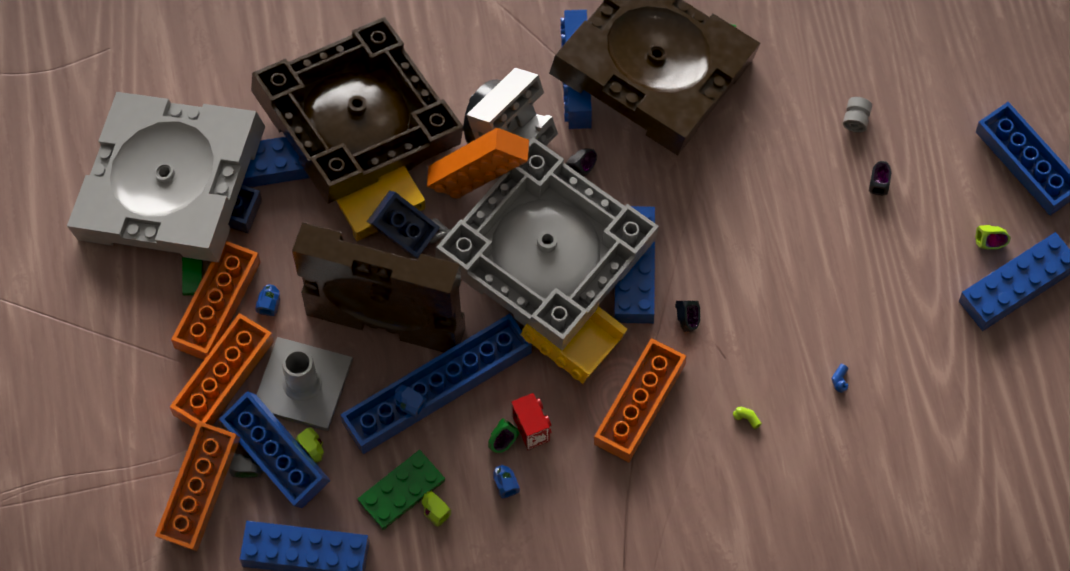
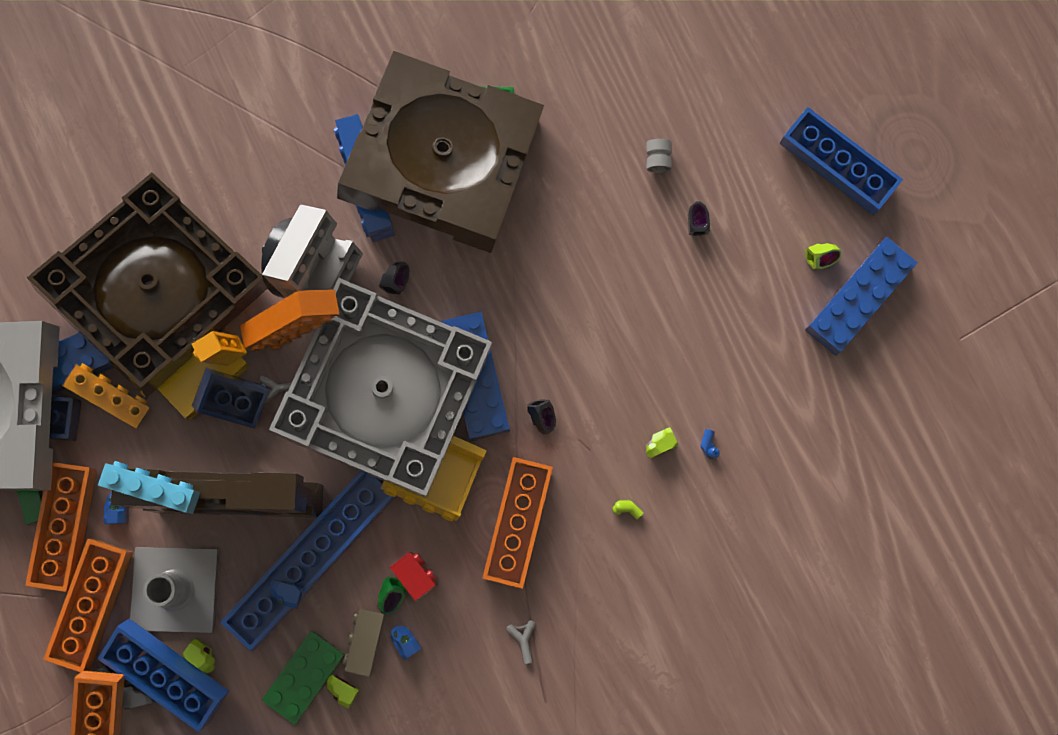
camera: 15 degrees left, 15 degrees up
(288, 194) = (105, 395): none -> light orange brick
(331, 241) = (151, 489): none -> medium azure brick
(406, 174) = (218, 348): none -> light orange brick
(467, 471) = (364, 642): none -> dark tan brick
(617, 507) = (523, 639): none -> light grey piece
(794, 366) = (661, 443): none -> lime rock

